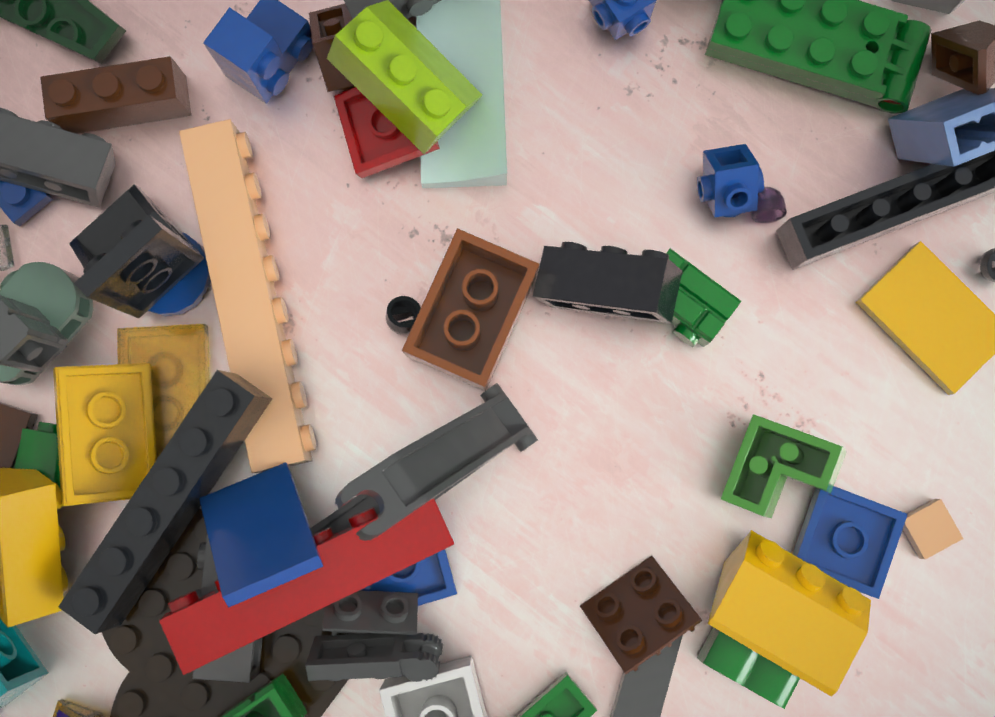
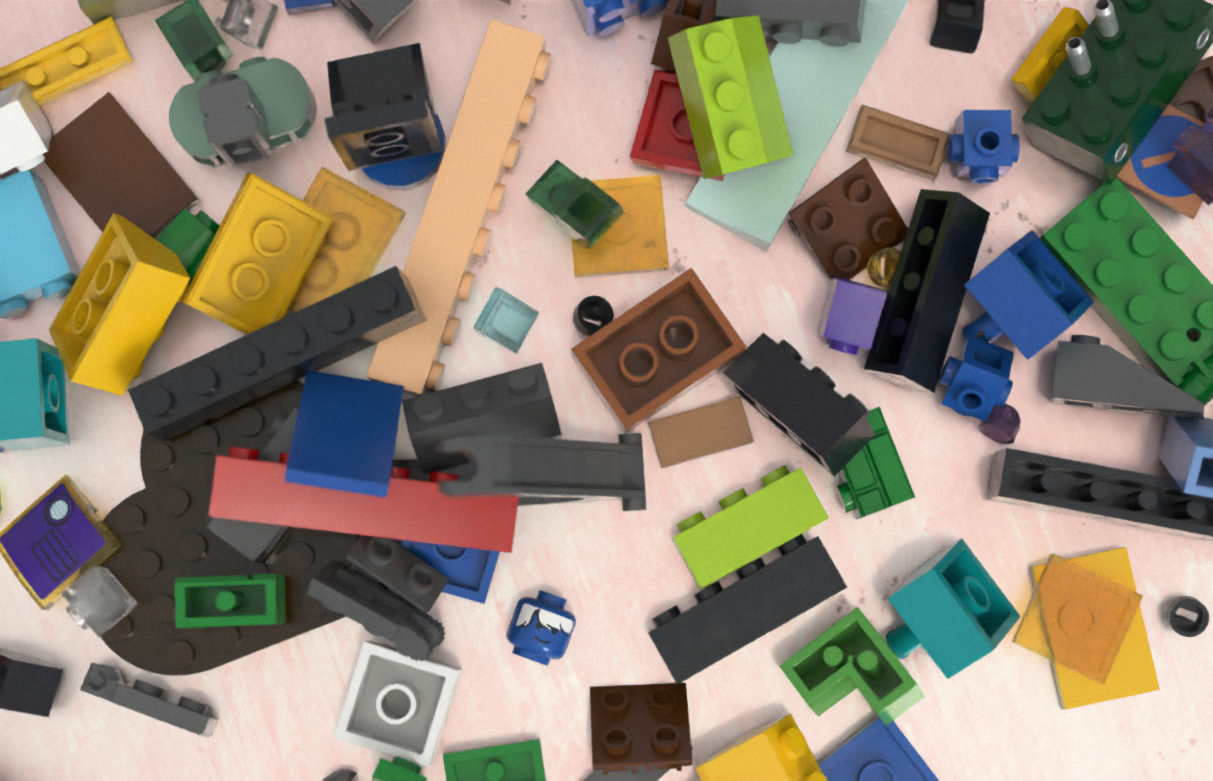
camera: 30 degrees right, 0 degrees up
(335, 235) = (575, 204): none -> clear green brick
(336, 360) = (505, 320): none -> clear light blue slope
(368, 435) = (493, 406): none -> dark grey brick
(379, 234) = (636, 239): none -> clear yellow tile
(514, 586) = (541, 628): none -> blue head
(542, 353) = (700, 432): none -> medium nougat tile
(555, 41) = (898, 142): none -> medium nougat tile
(556, 123) = (849, 221): none -> reddish brown hinge
(604, 189) = (851, 315): none -> brick
(612, 136) = (874, 266): none -> clear yellow hinge
(626, 403) = (748, 525): none -> lime brick
(649, 136) = (927, 290): none -> black brick
(664, 469) = (747, 608): none -> black brick
(730, 95) = (1026, 297): none -> blue brick
(826, 373) = (951, 611): none -> teal brick
(835, 118) = (1107, 380): none -> dark grey slope
(920, 318) = (1077, 618): none -> clear yellow tile

